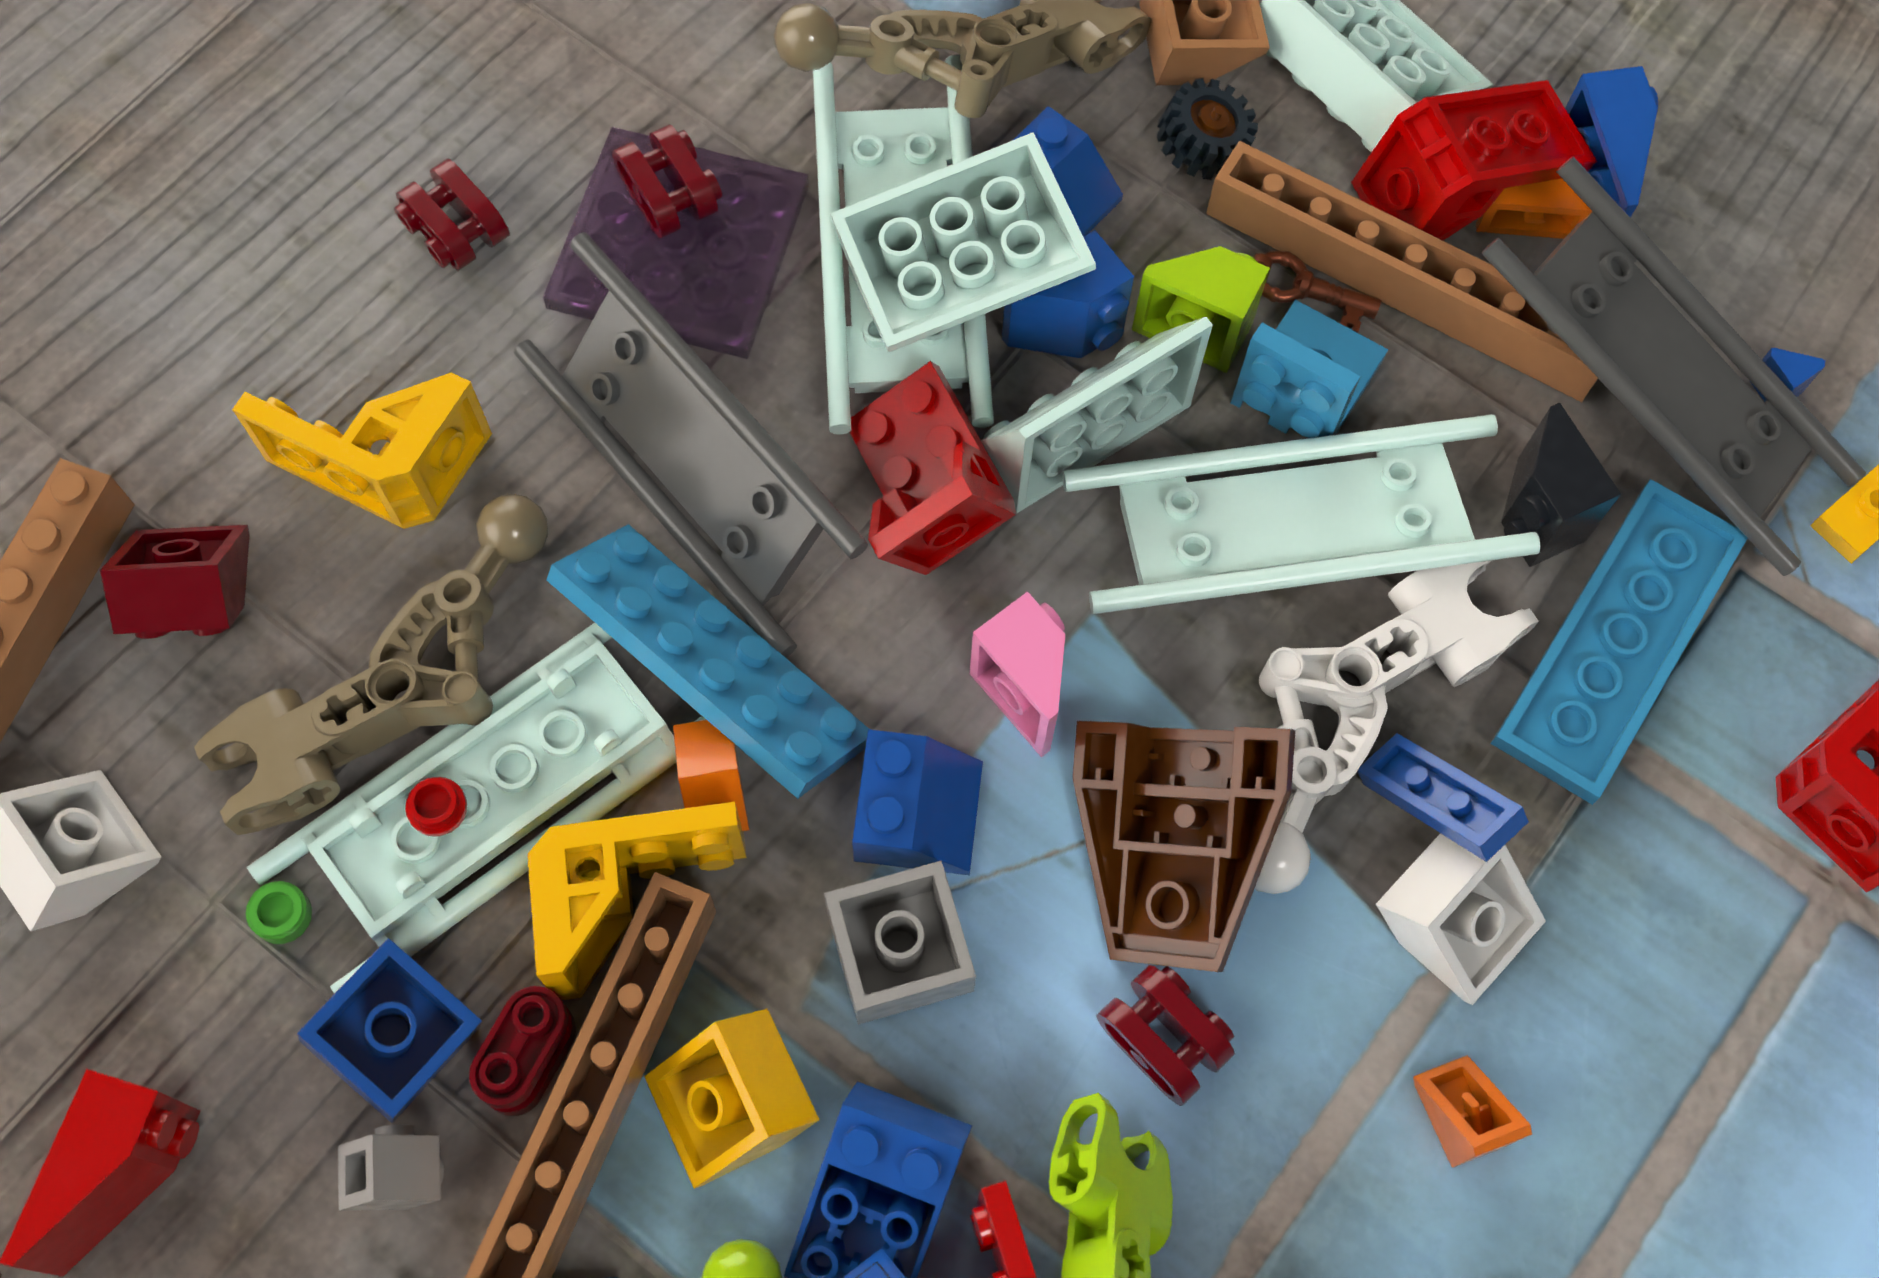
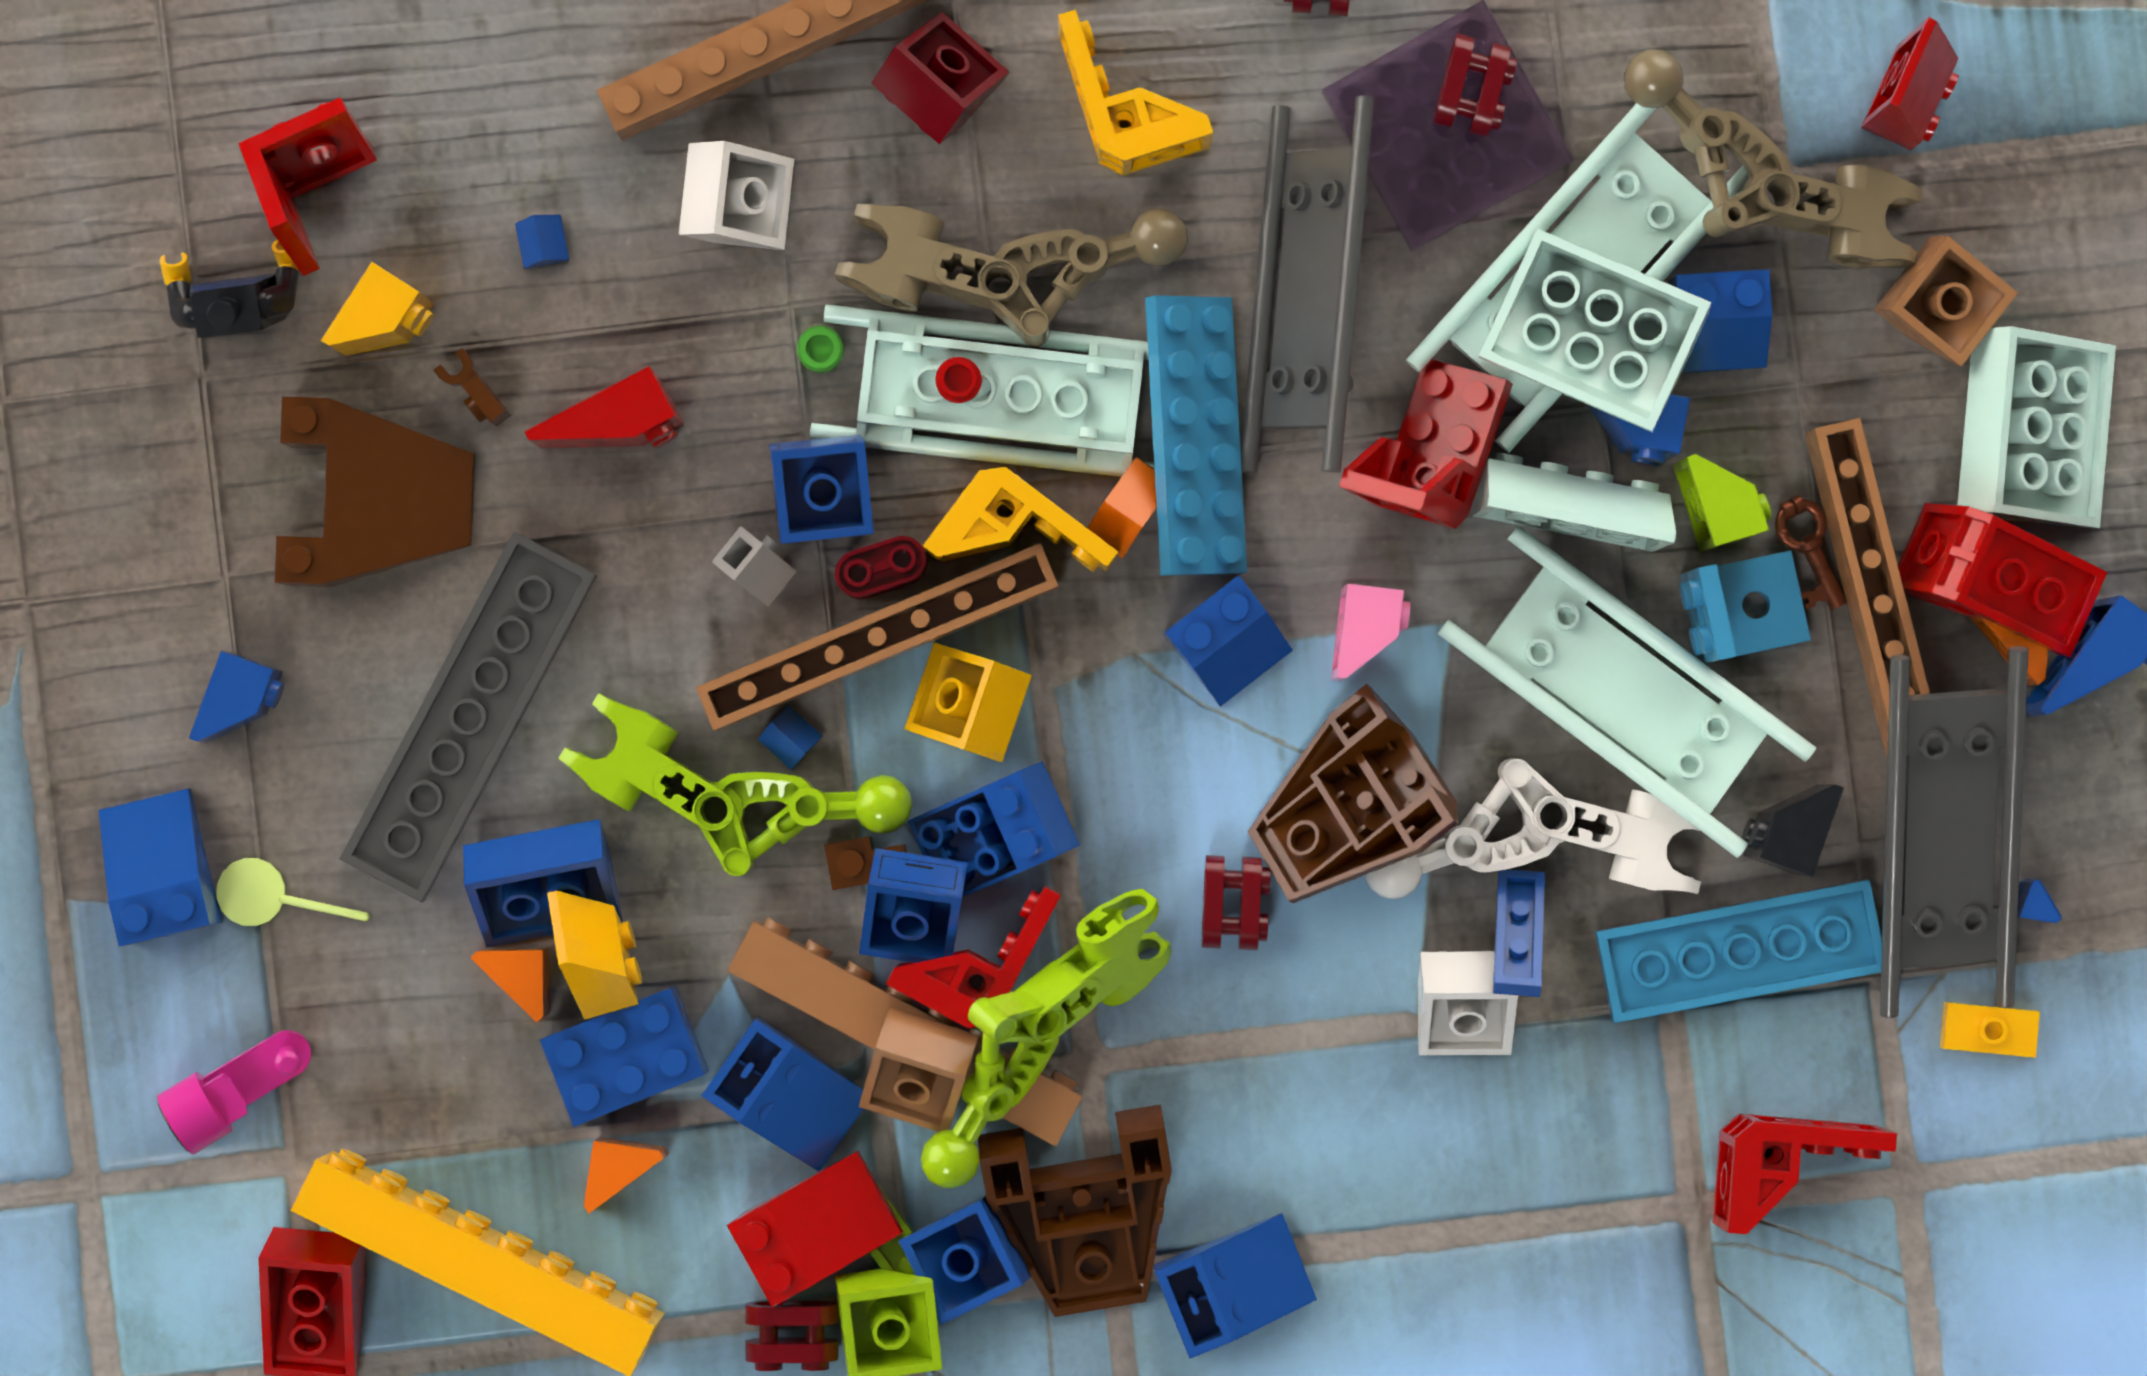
camera: 45 degrees right, 20 degrees up
(900, 942) = (1137, 711): light grey brick -> none
(1205, 126) = (1865, 378): black wheel -> none
(1468, 1111) = (1350, 1102): orange slope -> none

